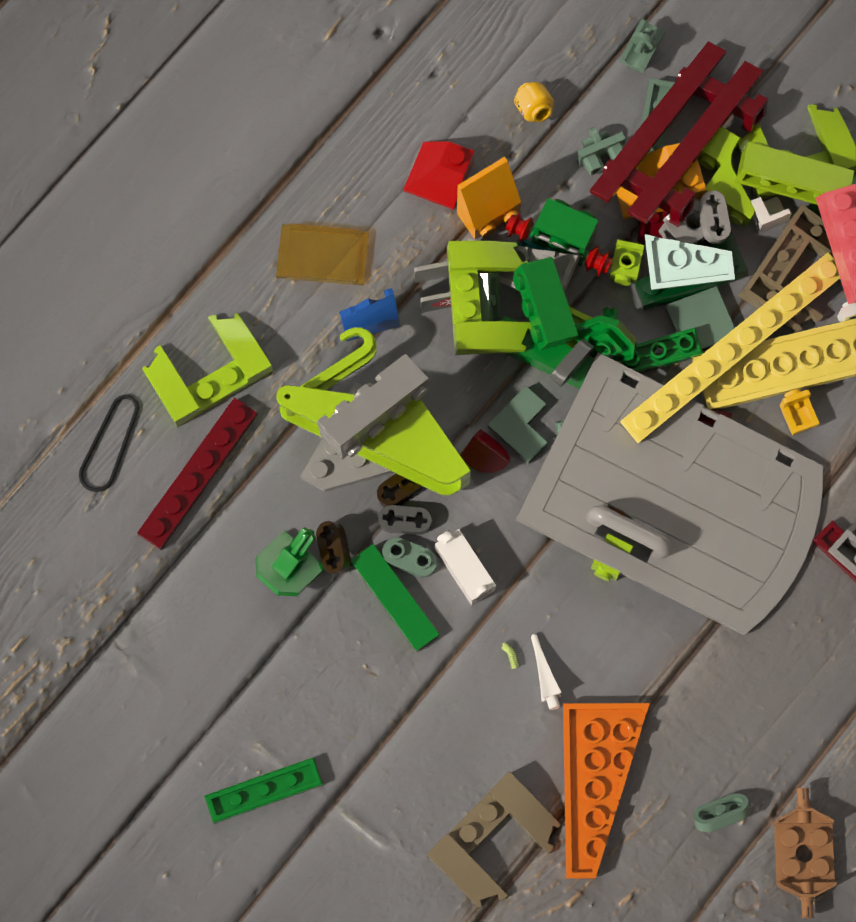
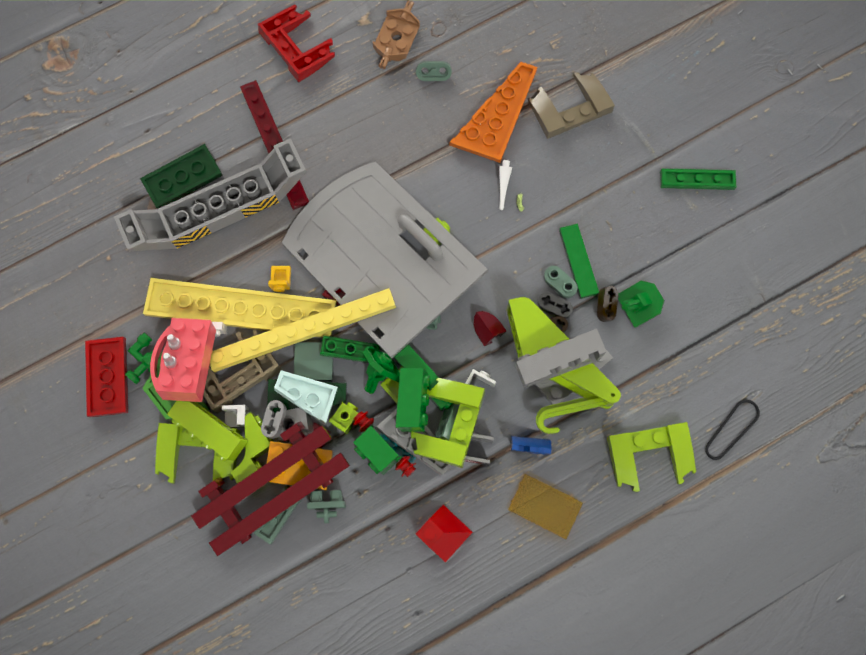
camera: 155 degrees left, 0 degrees up
(197, 474) = (679, 386): dark red plate -> none
(464, 566) = (528, 261): white brick -> none
(467, 383) = (483, 376): none -> white bracket
(488, 199) = (419, 492): light orange slope -> none
(513, 427) = (462, 340): sand green tile -> none
(534, 102) = (357, 559): yellow head -> none
(572, 362) = (410, 355): dark grey beam -> none
(642, 46) = (264, 570): sand green hips -> none

